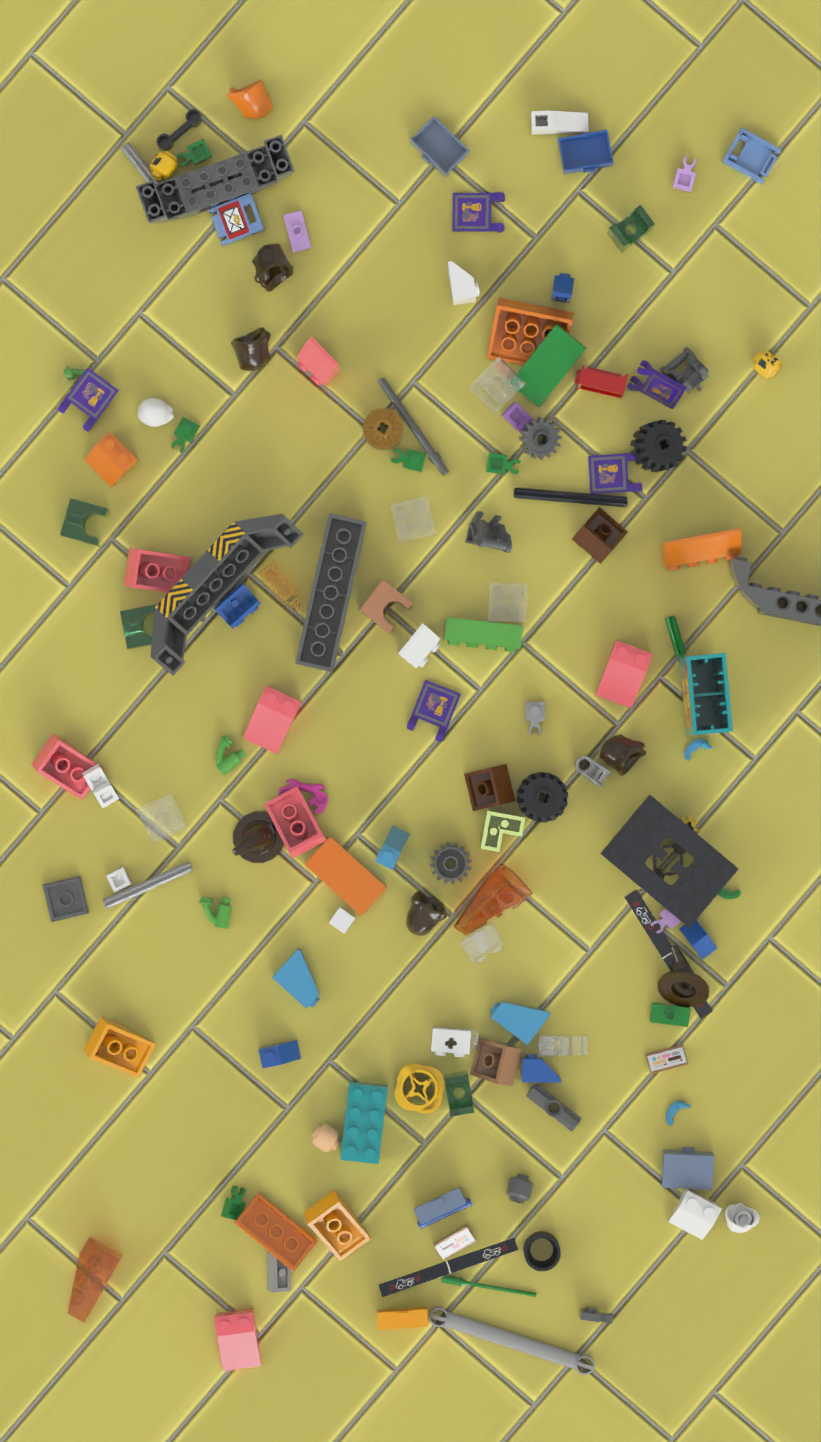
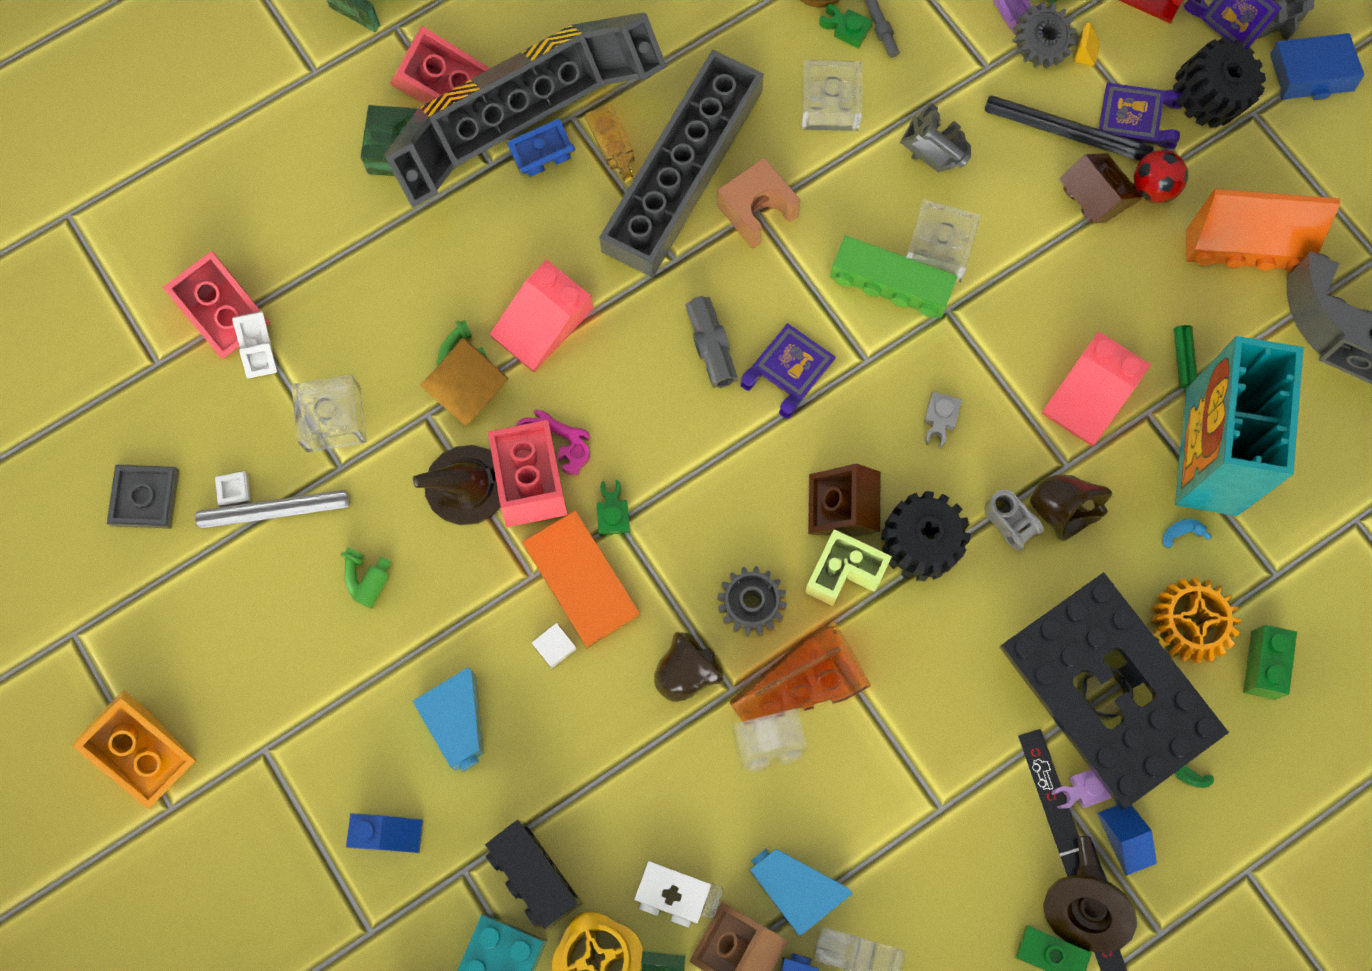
camera: 20 degrees right, 15 degrees down
(239, 776) = (464, 382): none -> pearl gold slope
(353, 831) = (612, 514): none -> green plate
(371, 1054) = (532, 875): none -> black brick
(382, 707) = (711, 342): none -> dark grey piece
(392, 847) = (663, 551): dark azure slope -> none
(420, 646) = (792, 265): white slope -> none
(498, 464) = (975, 58): green plate -> none
(570, 434) = (1087, 46): none -> yellow slope
(634, 521) = (1161, 176): none -> red piece
(695, 806) = (1197, 596): none -> light orange gear
(720, 409) = (1316, 66): none -> blue container
(758, 816) = (1270, 662): none -> green brick

